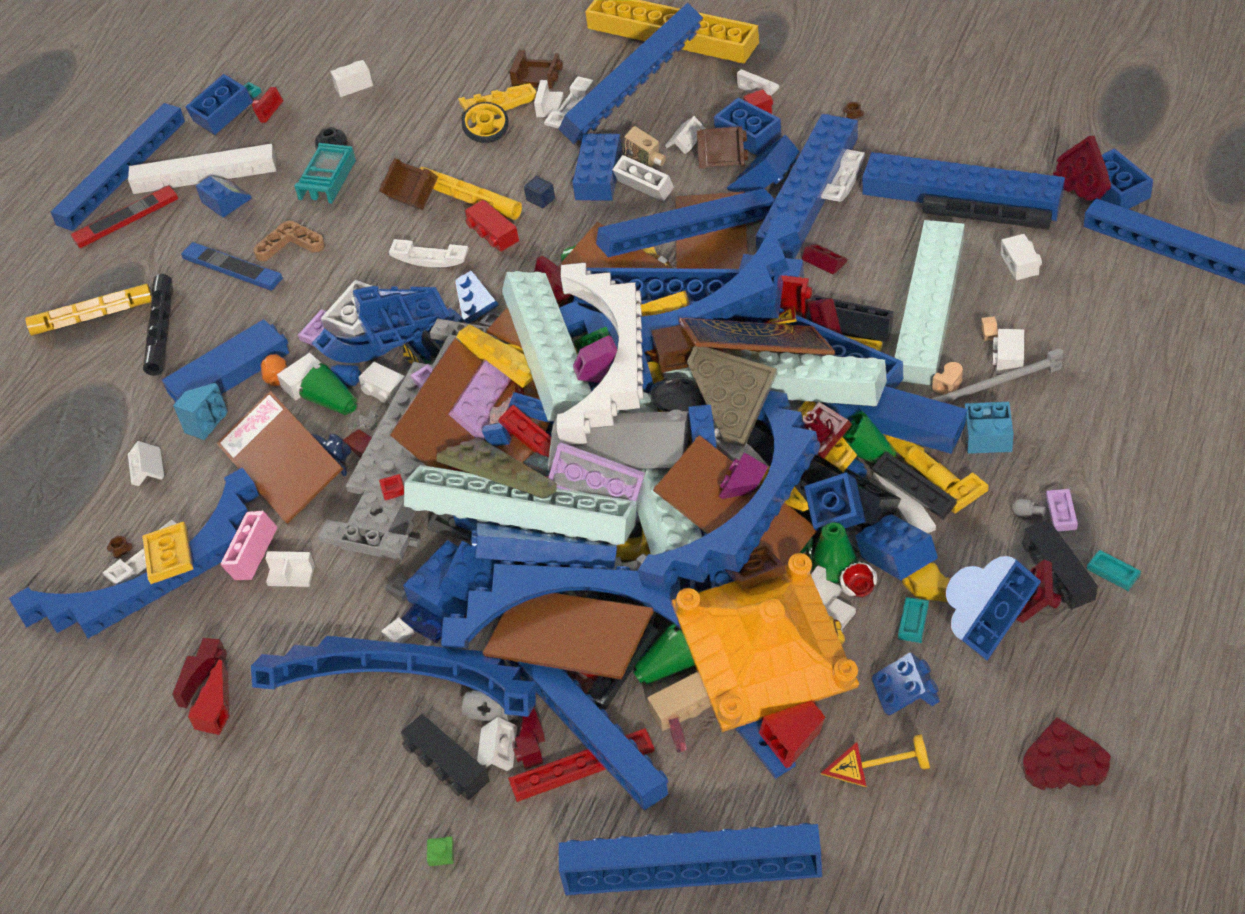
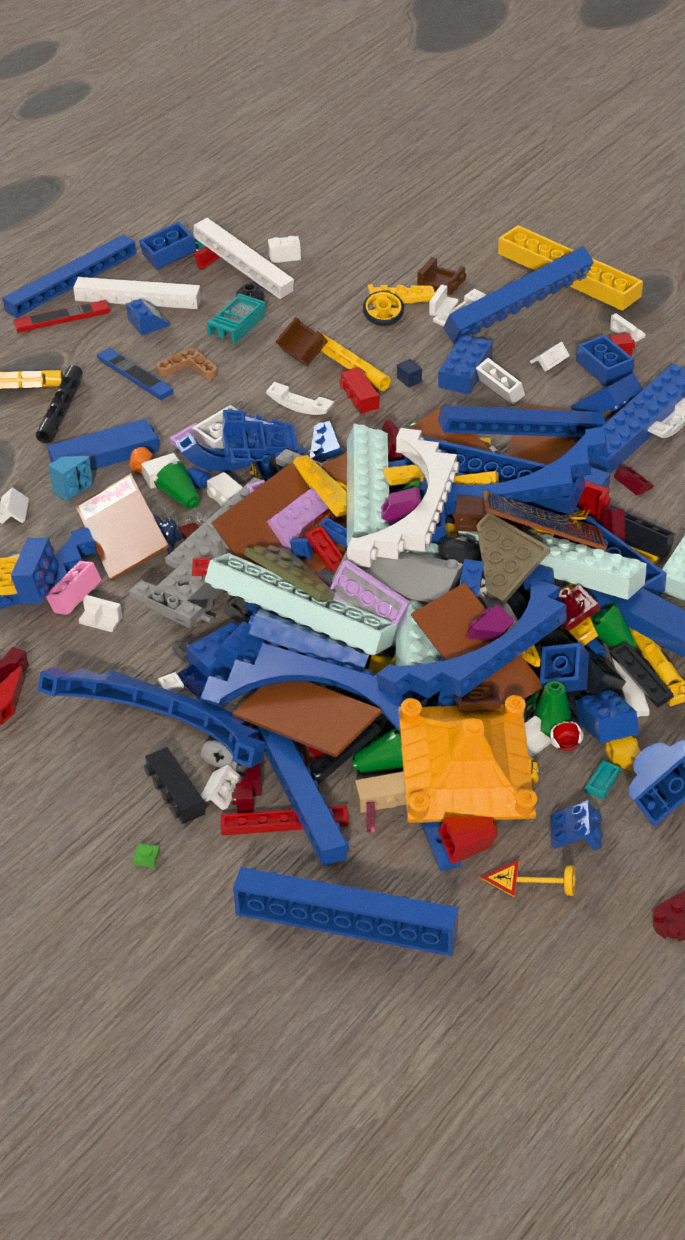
camera: 10 degrees right, 5 degrees down
(201, 540) = (35, 570): none -> blue brick
(310, 100) = (243, 258): none -> white brick
(582, 320) = (403, 474): none -> yellow plate
(642, 148) = (508, 357): tan torso -> none
(721, 146) = (576, 371): reddish brown panel -> none
(841, 611) = (544, 758): white tile -> none

